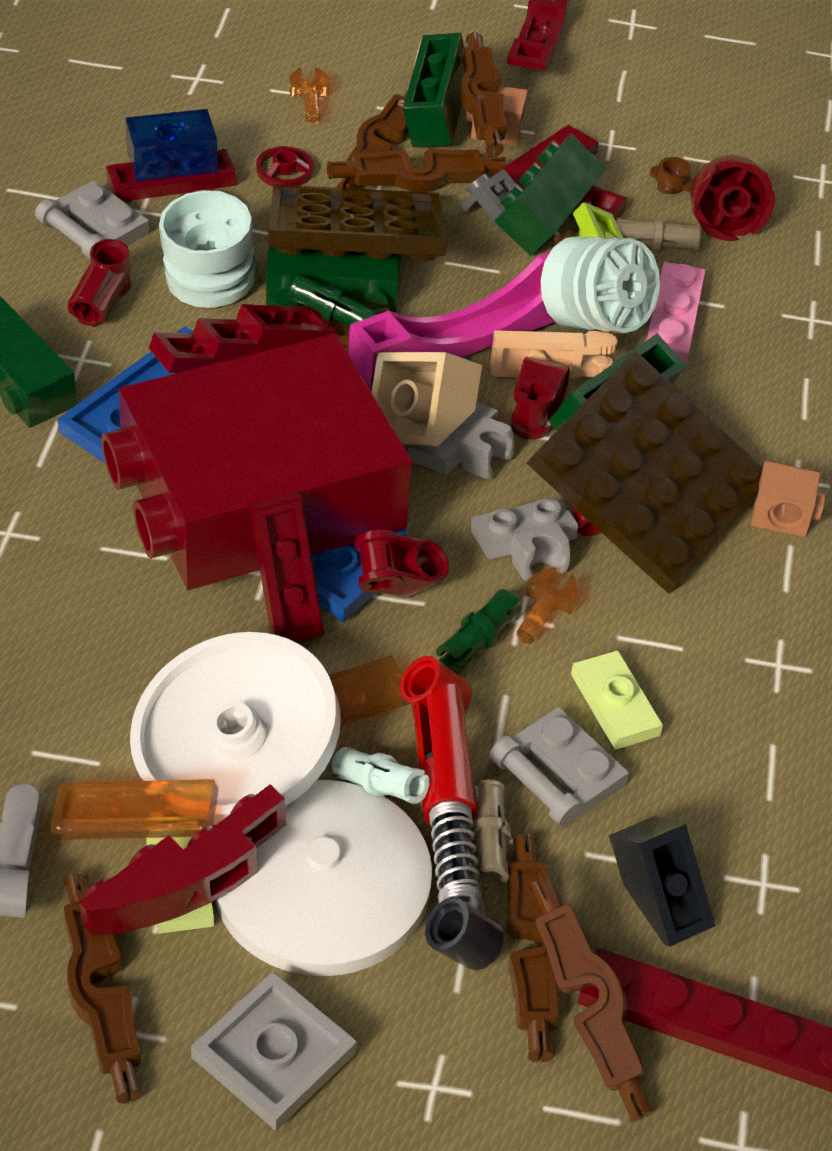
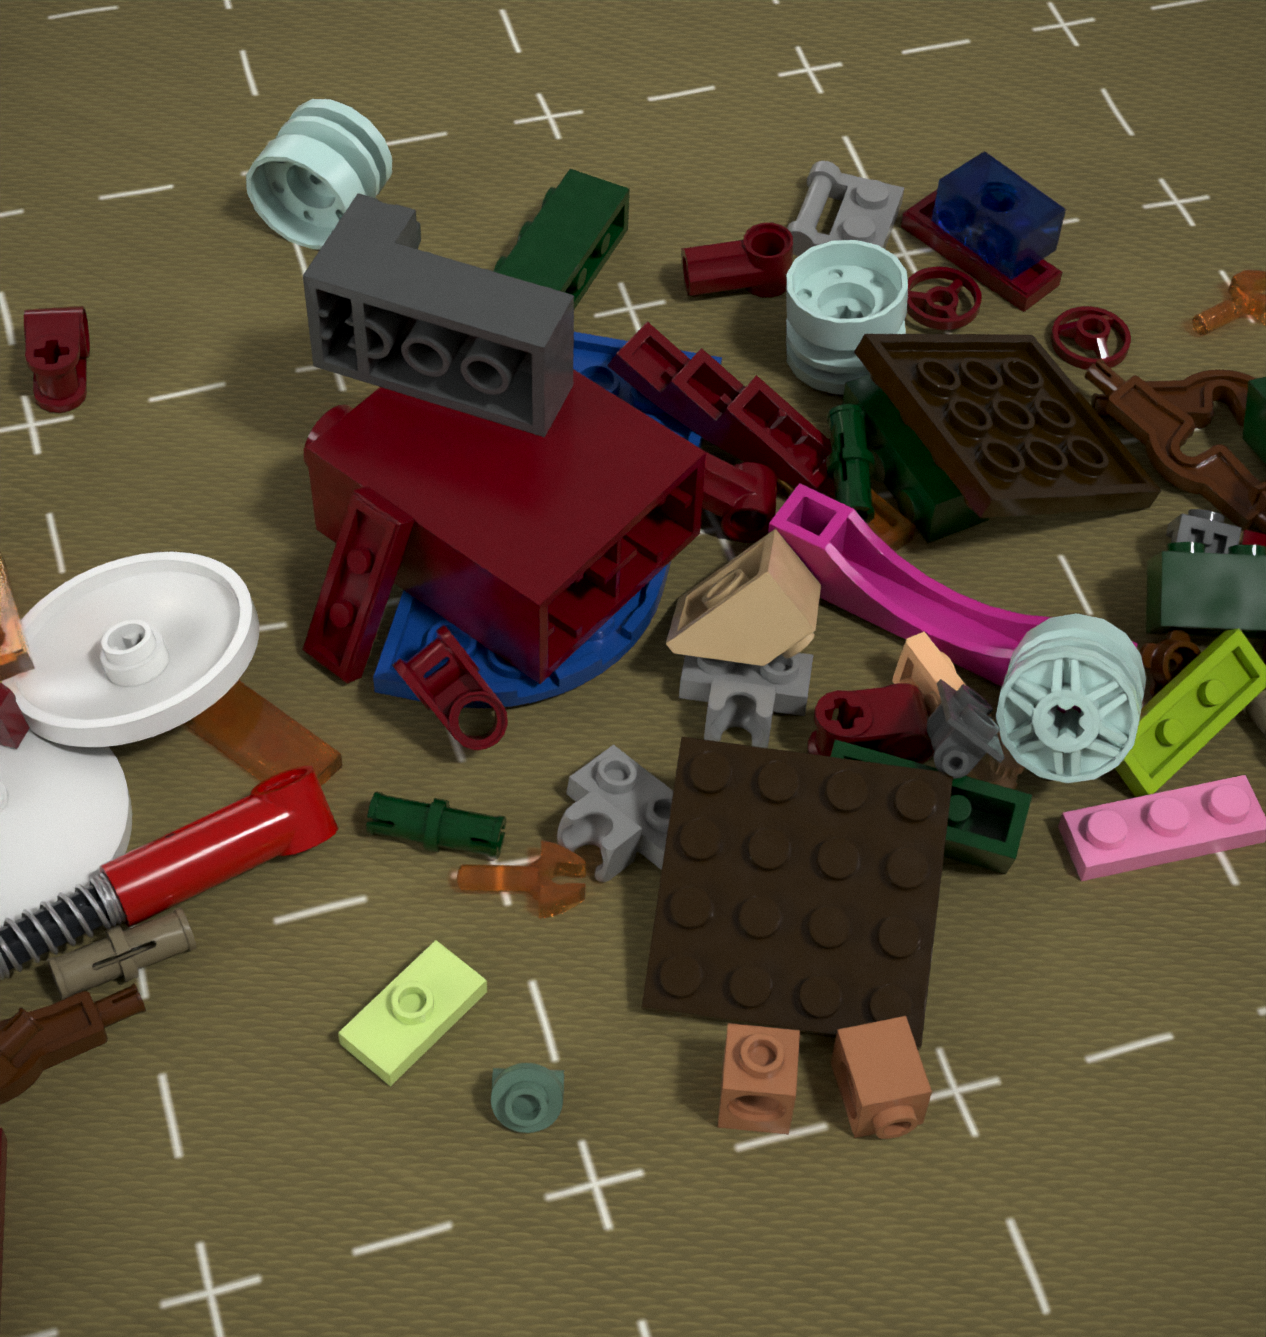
camera: 65 degrees right, 5 degrees up
(157, 395) = (436, 322): none -> dark grey hinge
(380, 775) = (133, 807): light aqua pin -> none
(567, 756) = (287, 1004): light grey plate -> none
(613, 334) = (962, 731): none -> dark grey hinge
(663, 878) = (132, 1159): black slope -> none
(710, 664) = (527, 1096): none -> sand green plate
(762, 549) = (759, 1078): none -> nougat brick

